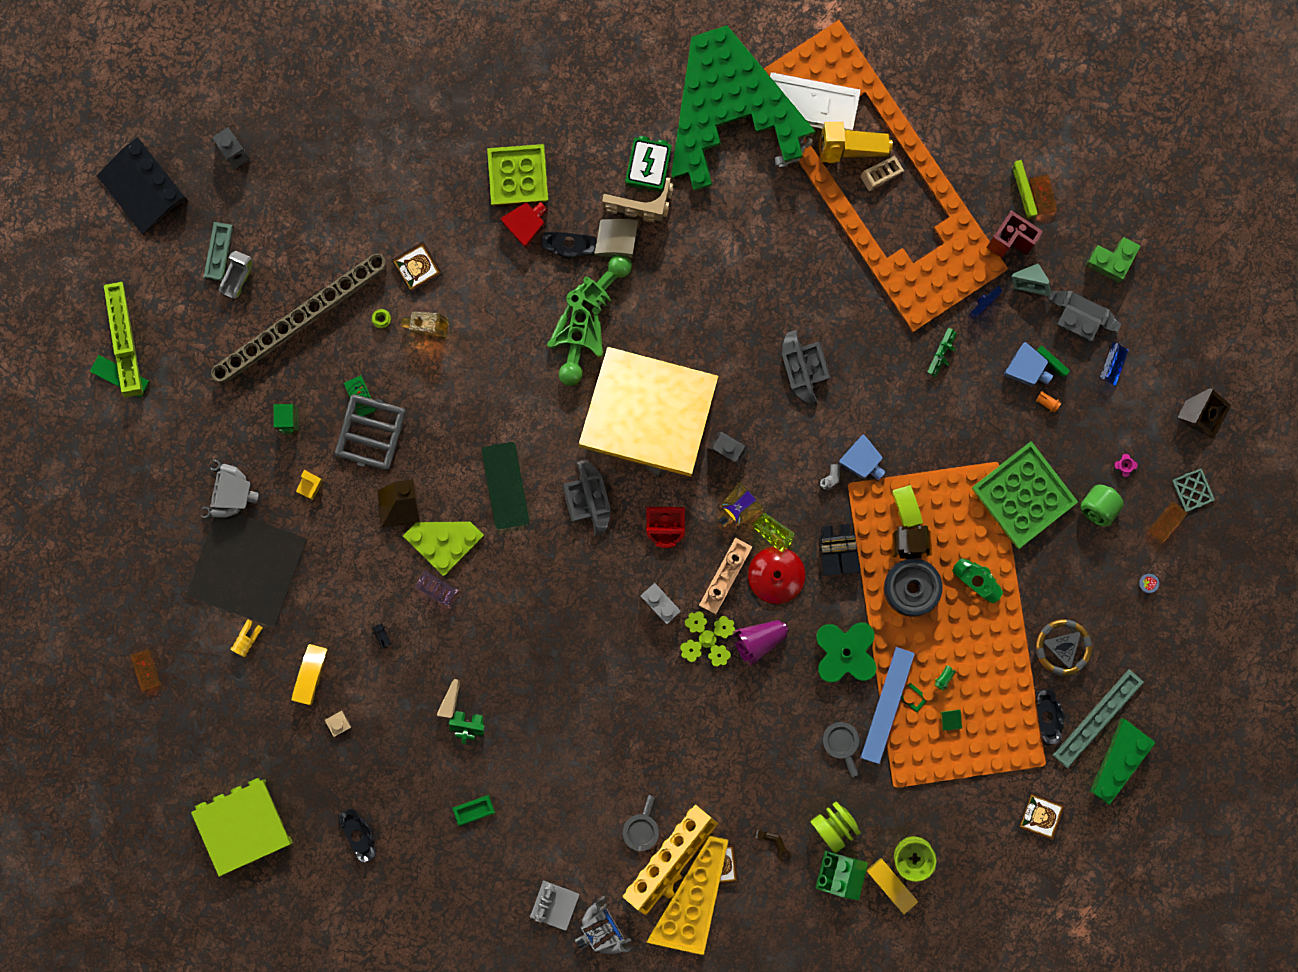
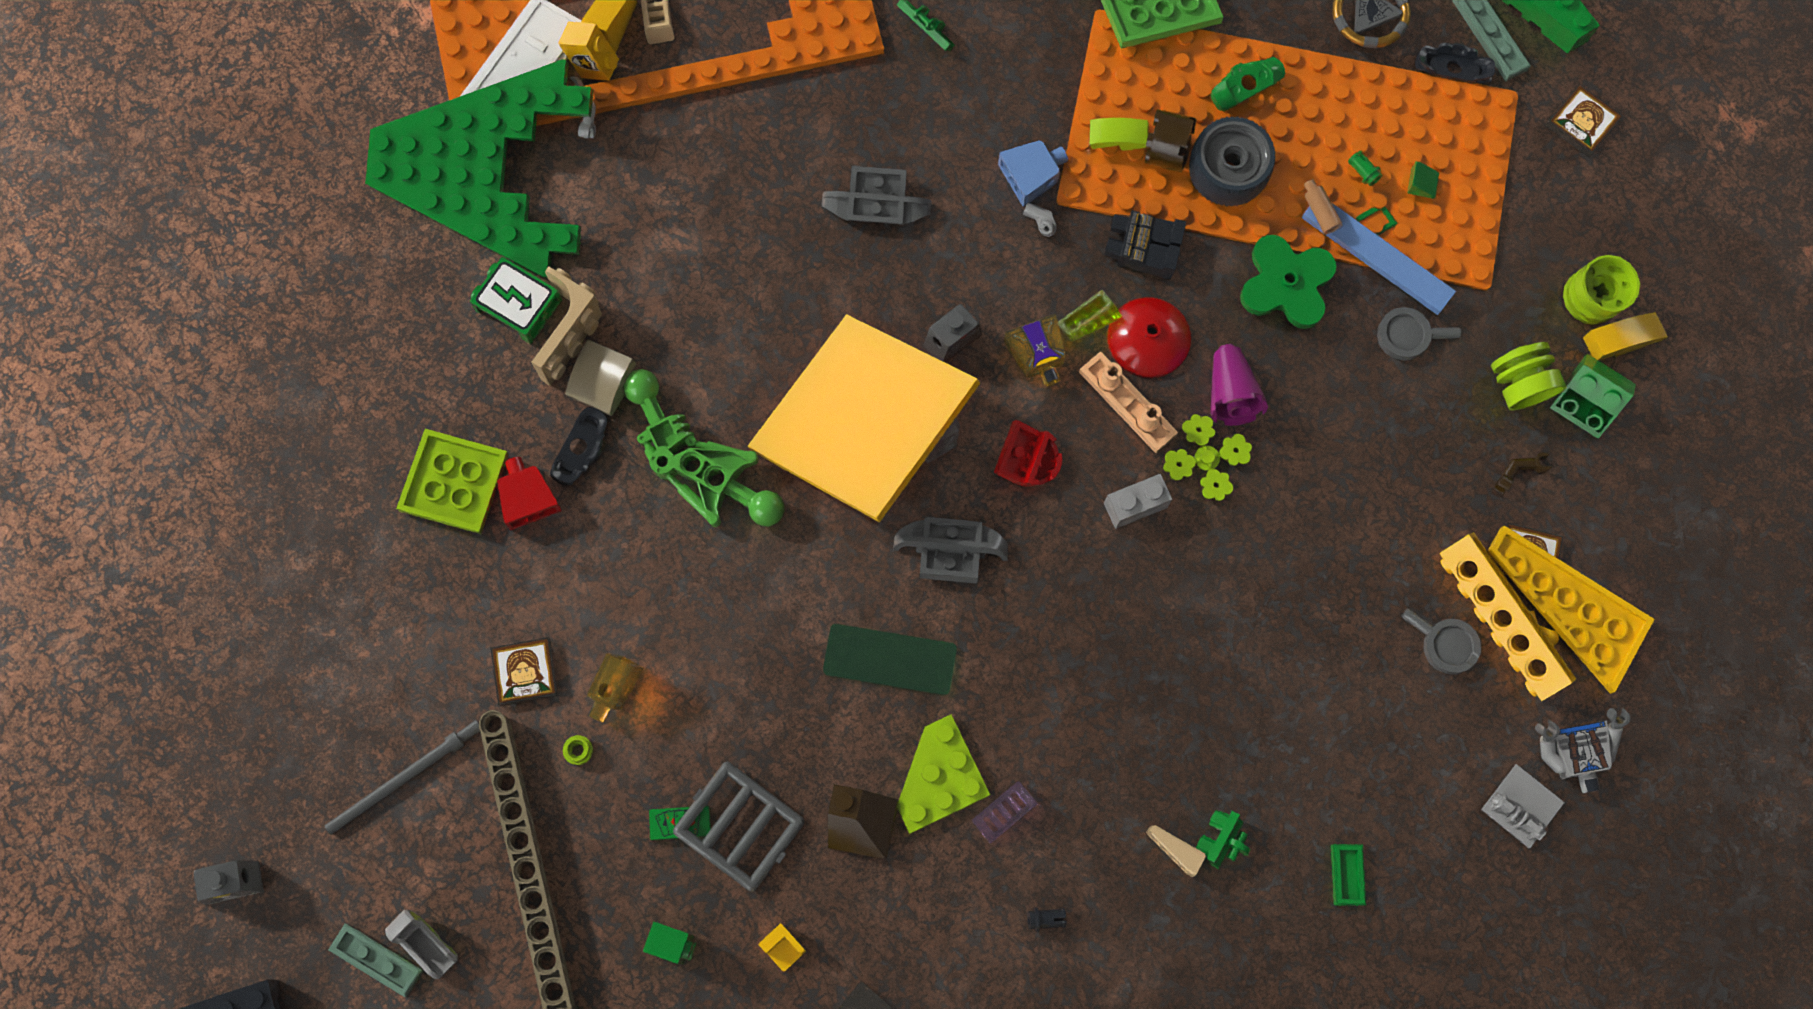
camera: 75 degrees left, 10 degrees down
(358, 242) = (453, 742): none -> dark grey bar
(903, 657) = (1322, 207): none -> medium nougat cylinder

